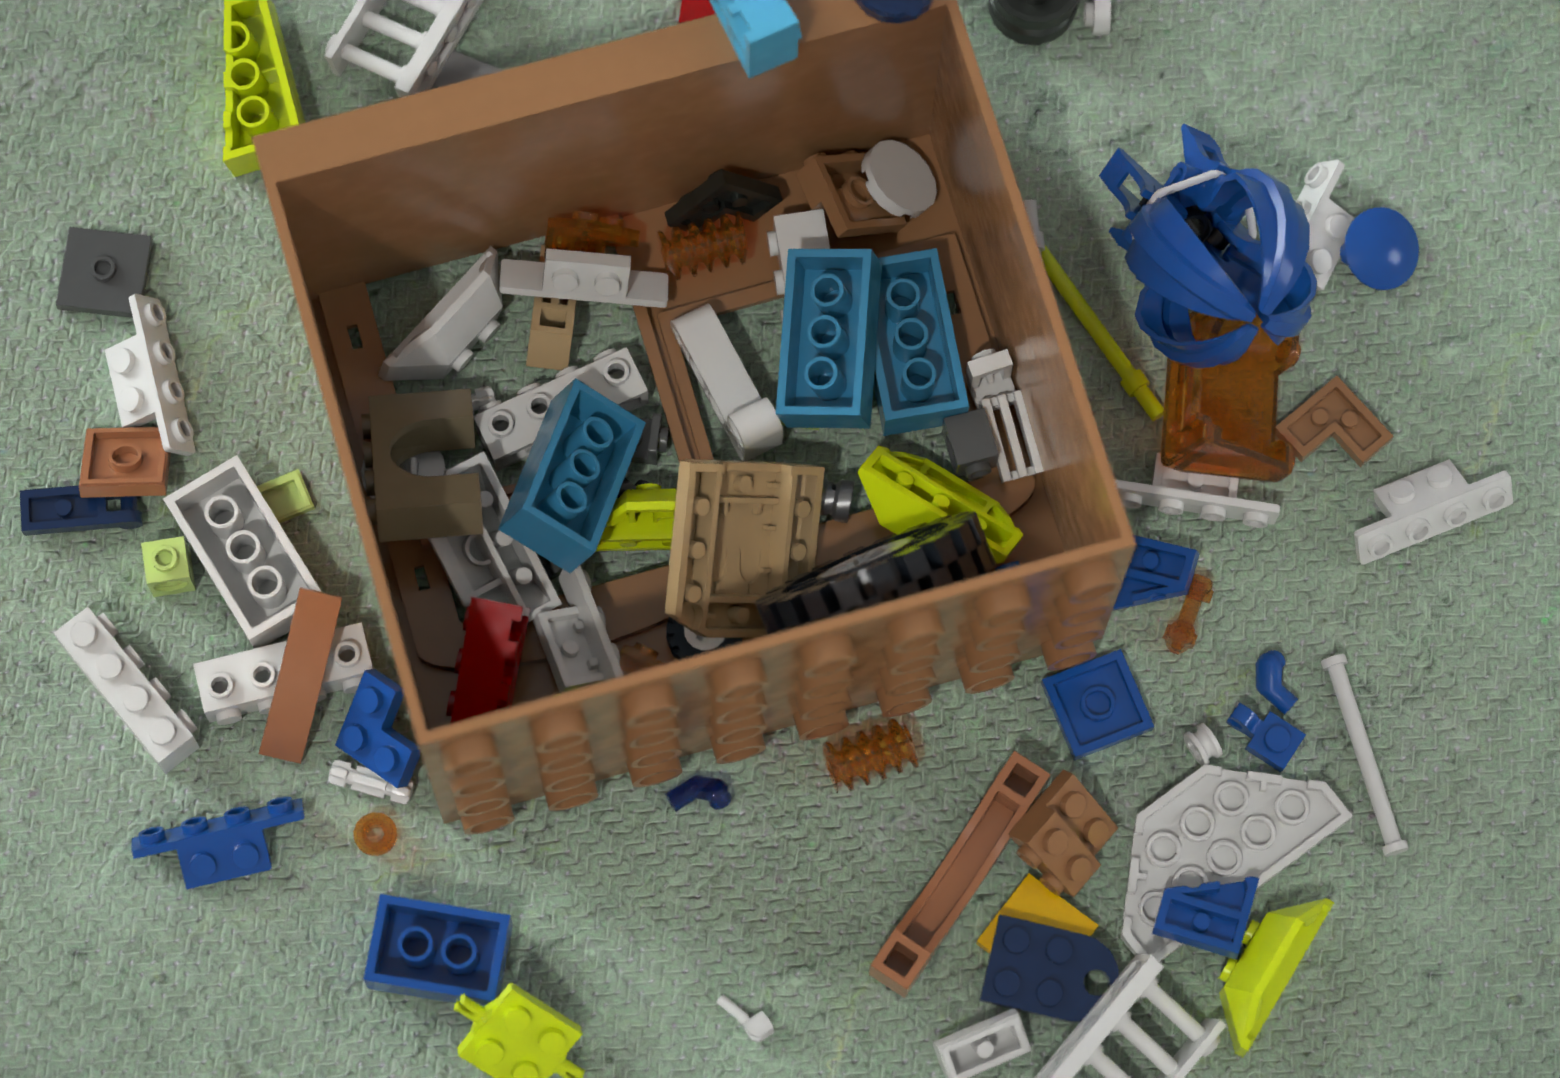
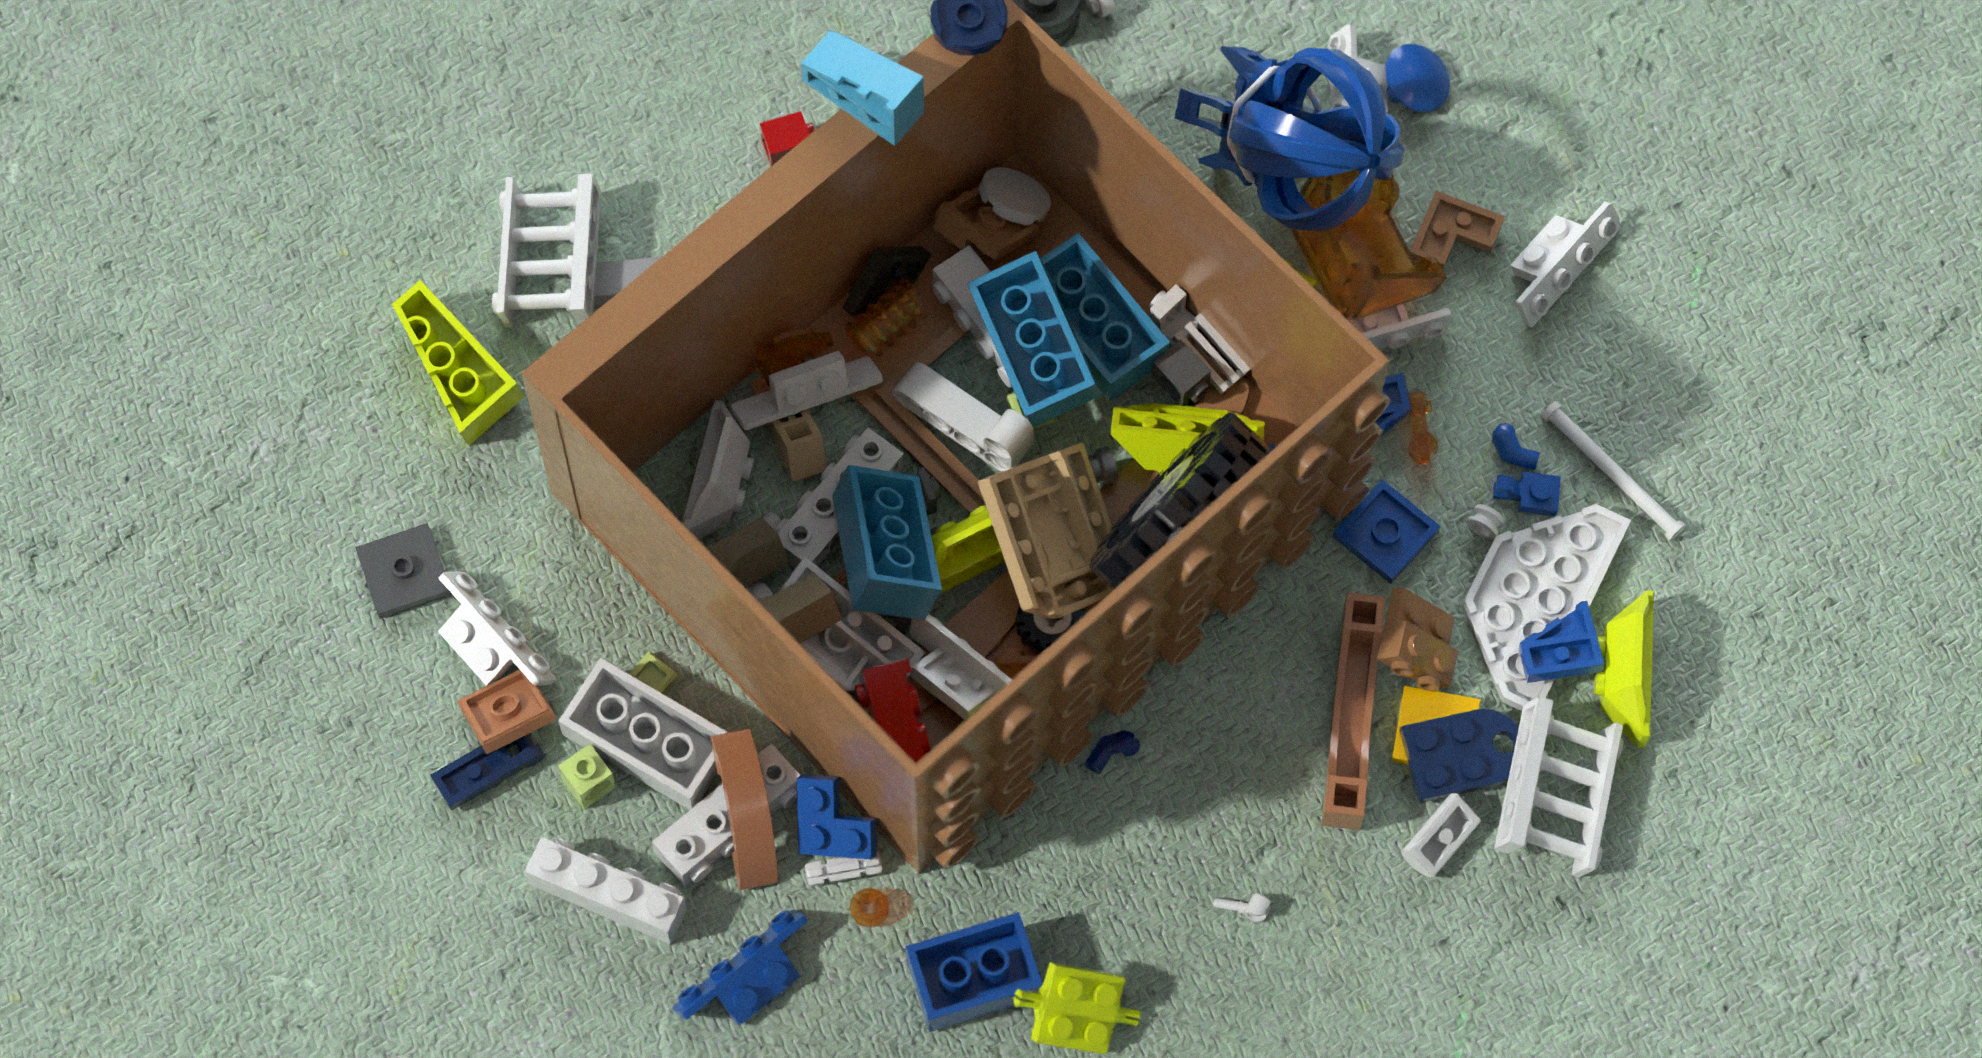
camera: 25 degrees left, 5 degrees down
(869, 754) = (1229, 653): clear orange piece -> none

